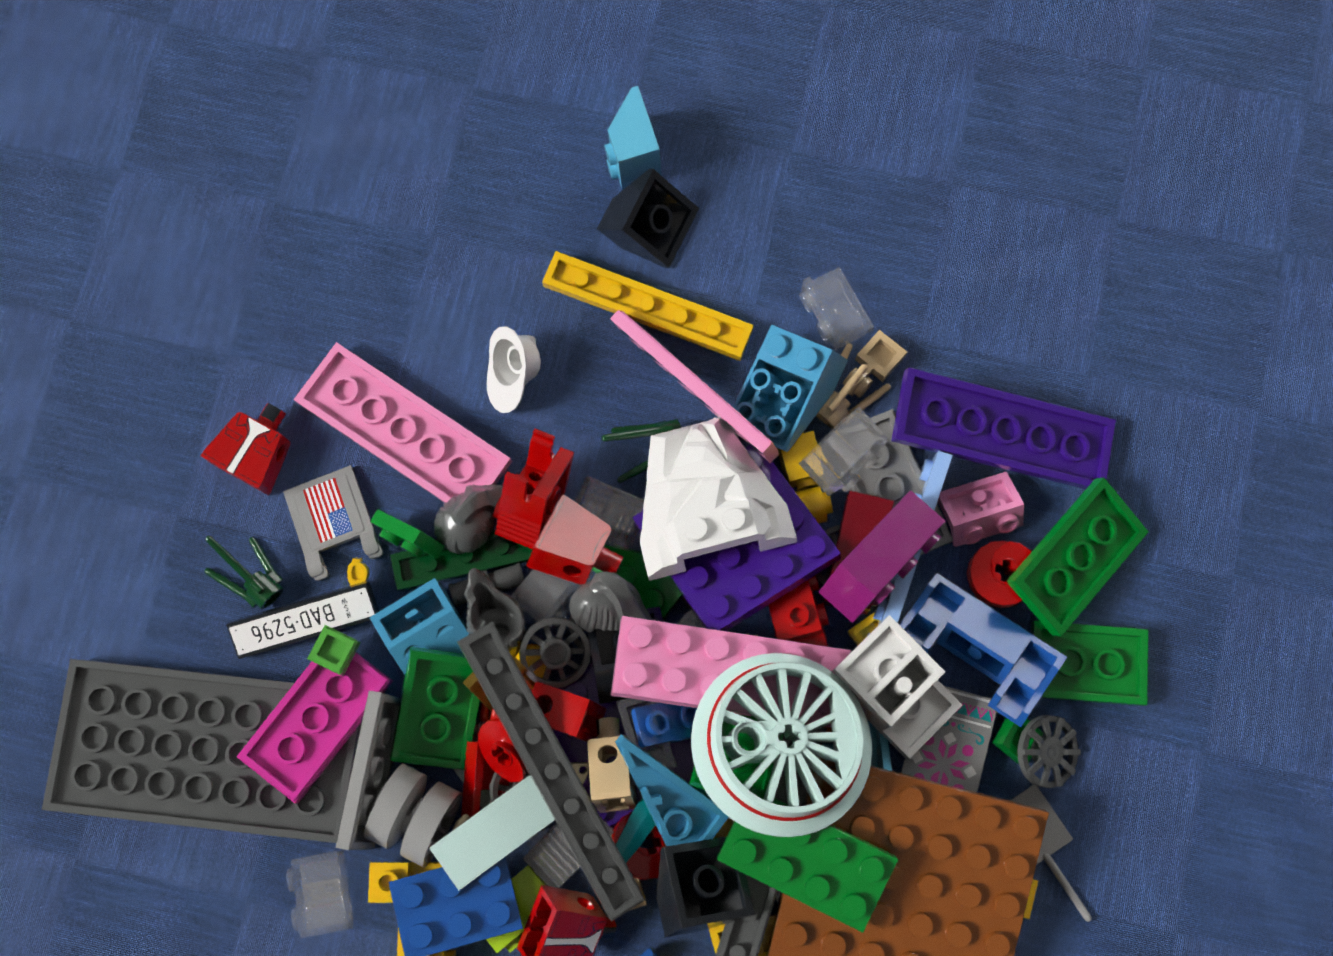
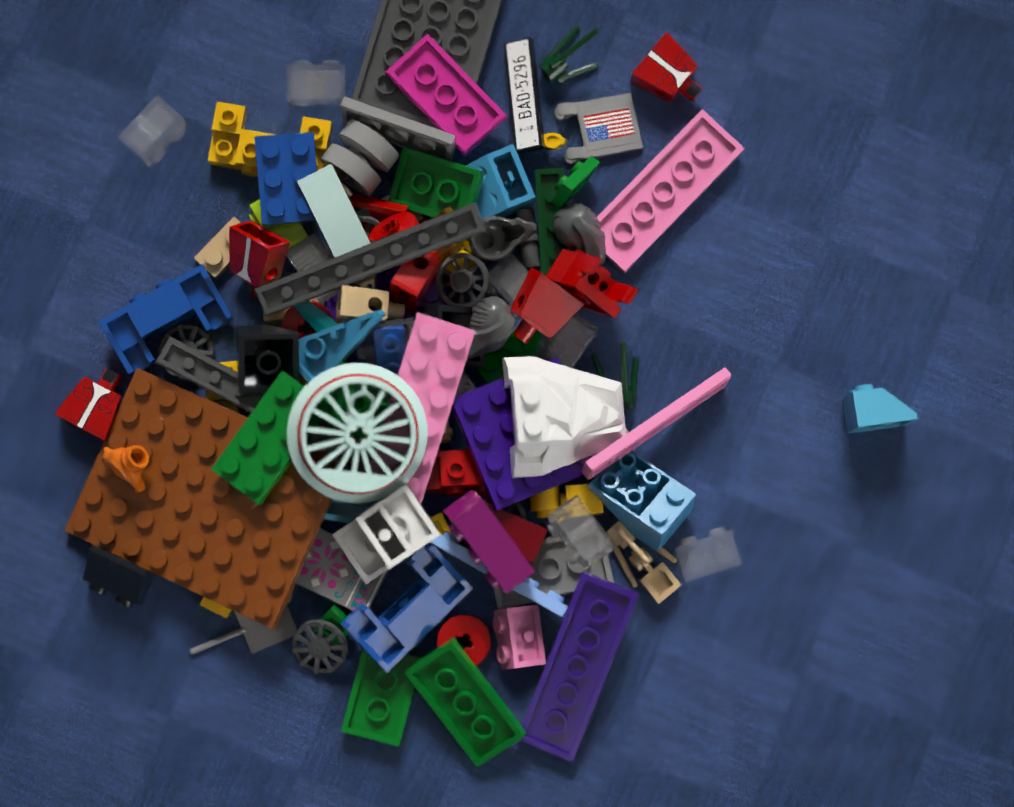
camera: 90 degrees right, 5 degrees up
(333, 650) = (493, 114): bright green tile -> none
(511, 366) = (701, 284): white piece -> none
(648, 305) = (734, 401): yellow plate -> none
(649, 218) = (808, 415): black slope -> none

